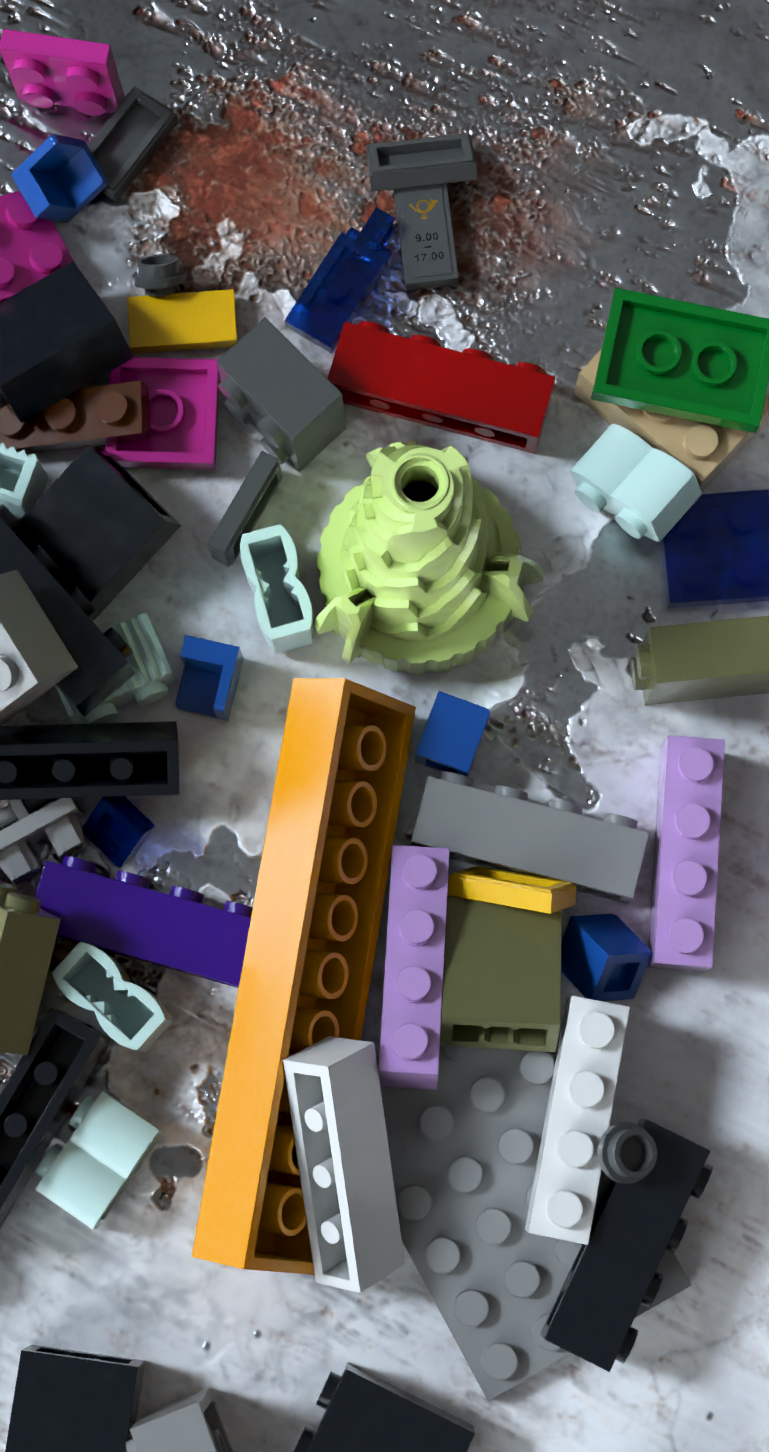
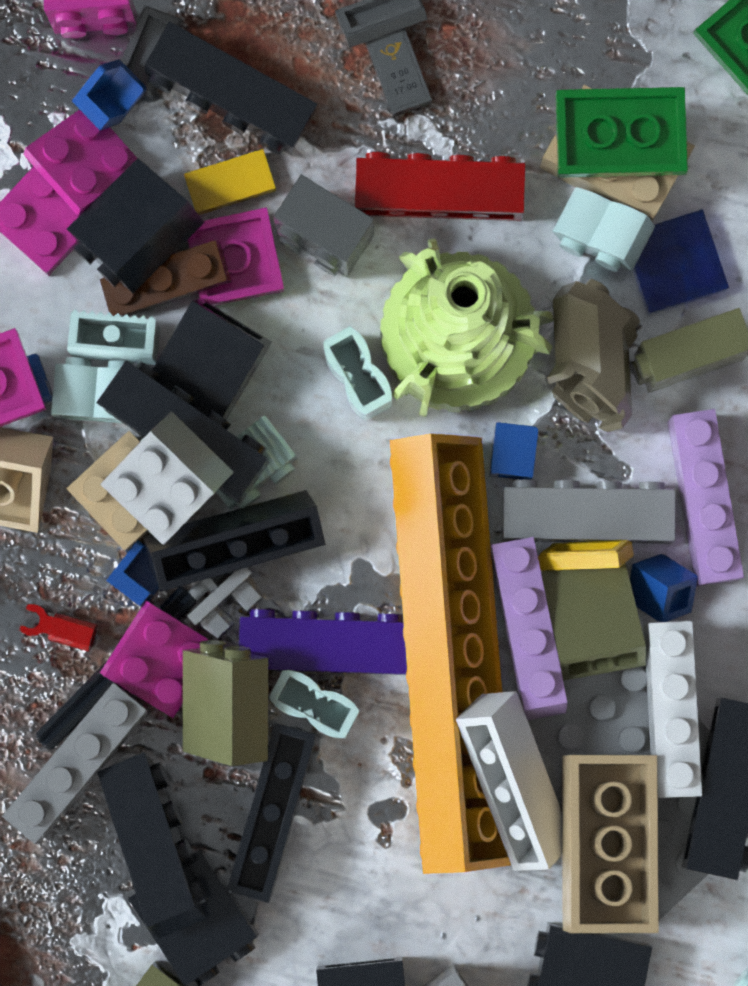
camera: 15 degrees left, 5 degrees up
(97, 1159) = (333, 822): light aqua brick -> none
(117, 829) = (284, 580): clear blue plate -> none
(158, 274) = (203, 151): dark grey plate -> none
(208, 677) = (320, 452): blue panel -> none
(209, 205) = (229, 88): none -> black brick
(245, 508) = (316, 317): dark grey tile -> none
(343, 282) = (345, 124): clear blue hinge -> none
(450, 1281) = (610, 844): none -> tan brick
(584, 634) = (593, 354): none -> dark tan brick
(627, 1152) = (714, 724): dark grey plate -> none

